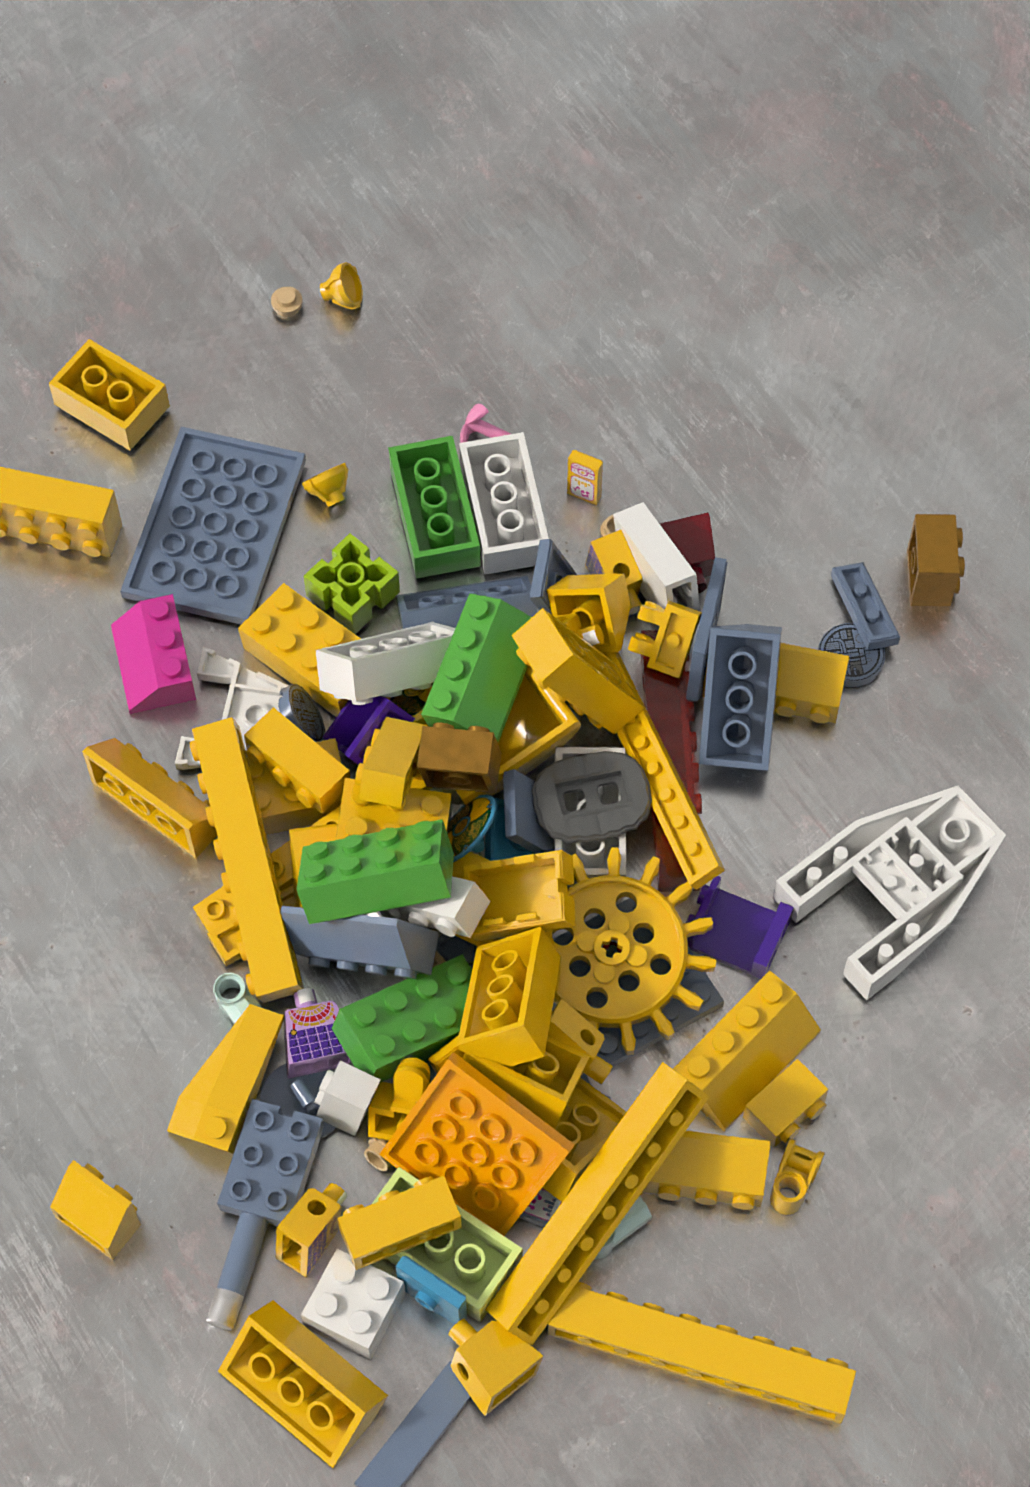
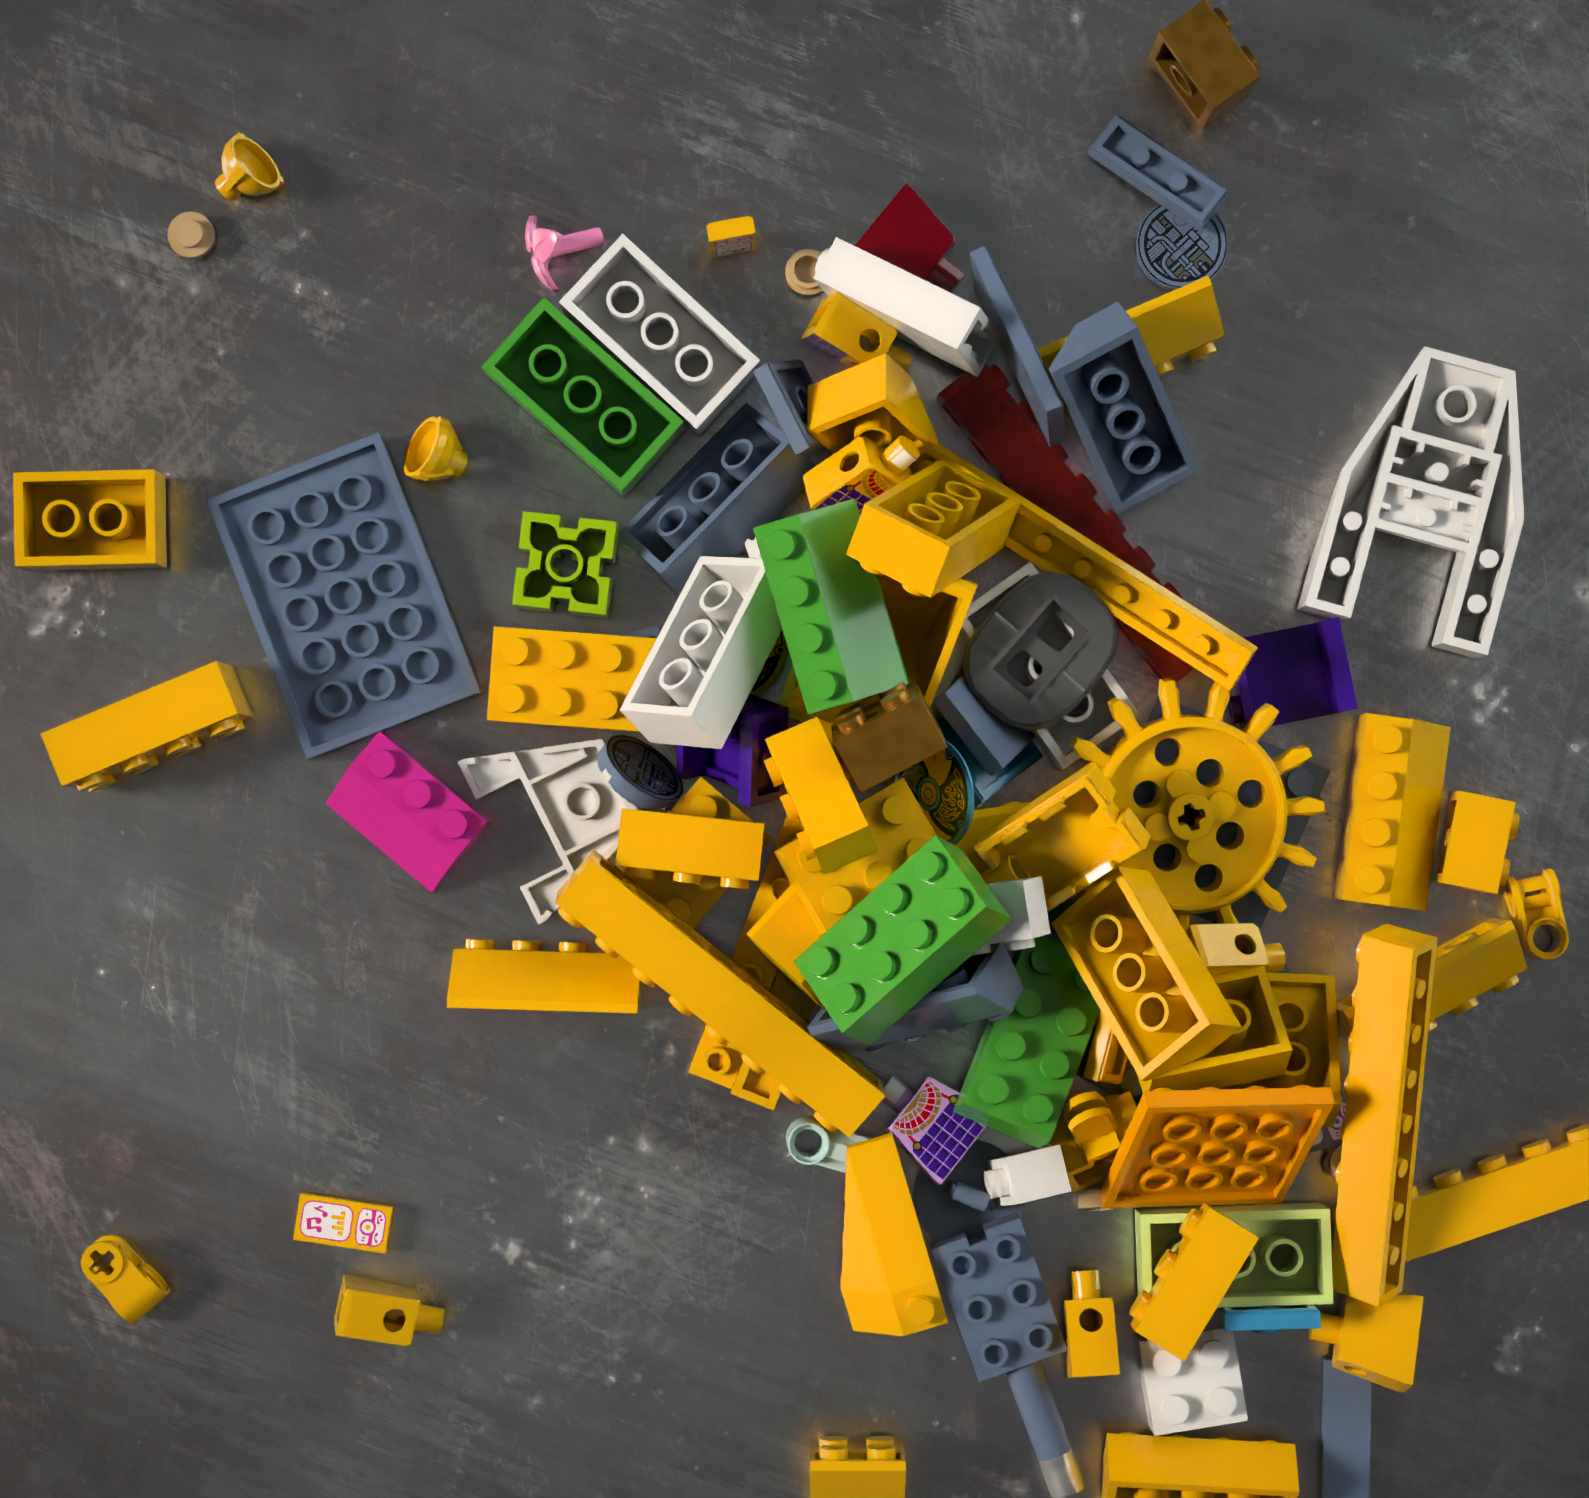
camera: 30 degrees left, 25 degrees up
(673, 638) = (995, 389): yellow plate -> none

